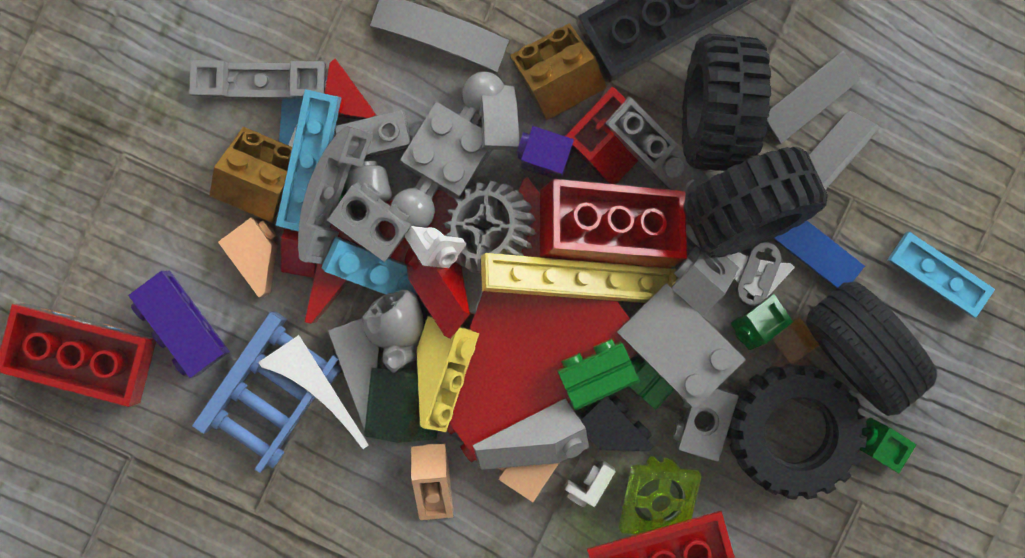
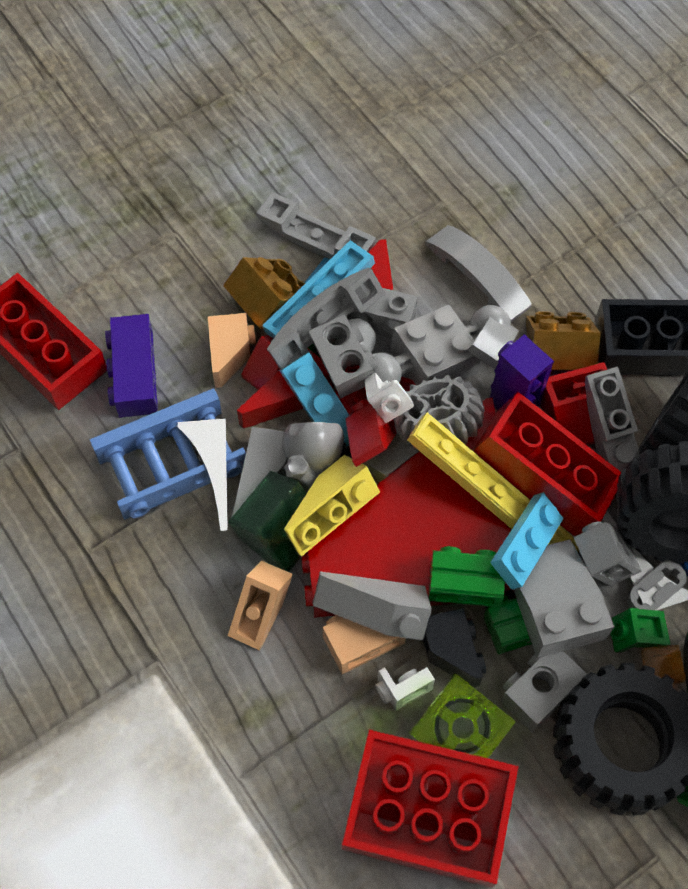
camera: 25 degrees right, 25 degrees down
(633, 314) = (527, 541): none -> medium azure plate

